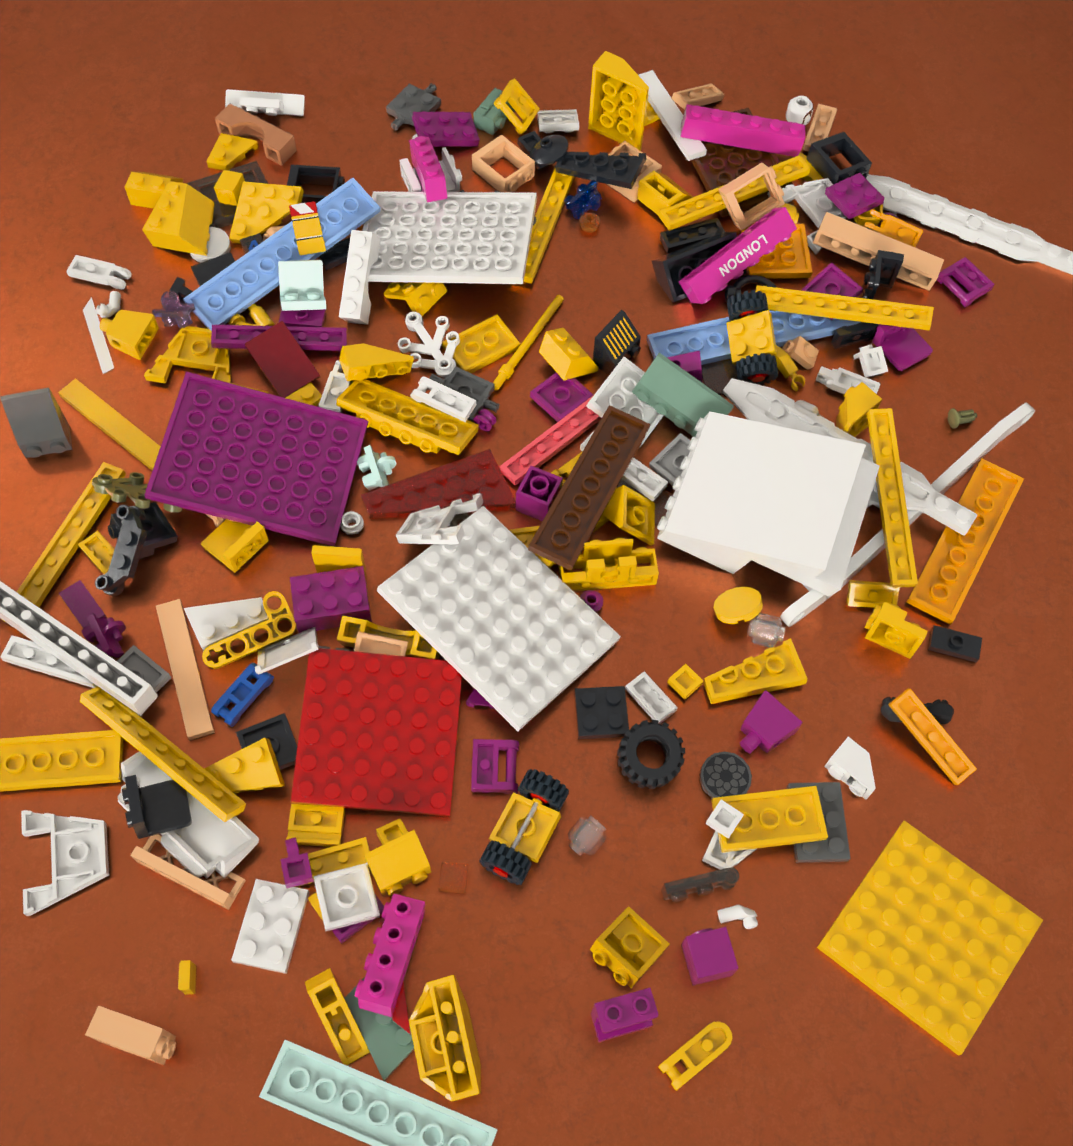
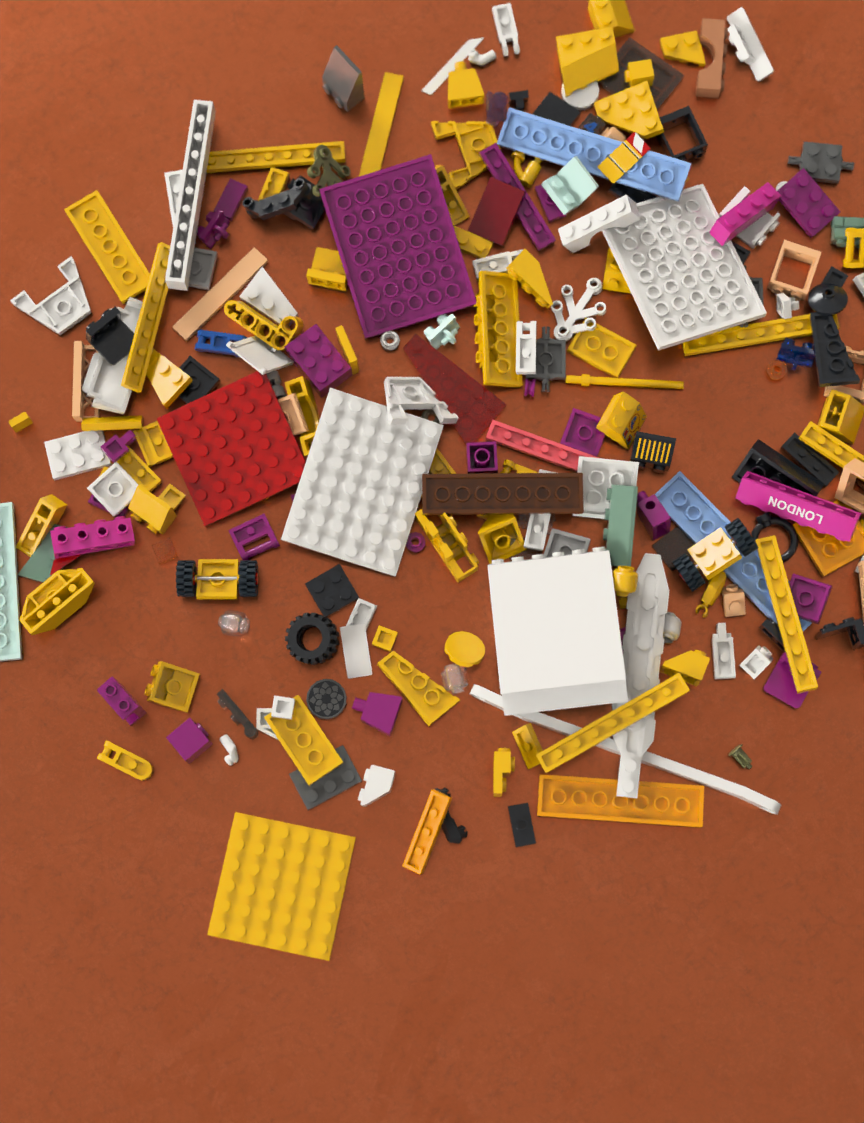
camera: 70 degrees right, 15 degrees up
(260, 862) = (112, 423): none -> yellow tile
(534, 184) = (786, 305): none -> white tile
(685, 717) = (356, 651): none -> white sticker
(747, 410) = (624, 580): none -> yellow head

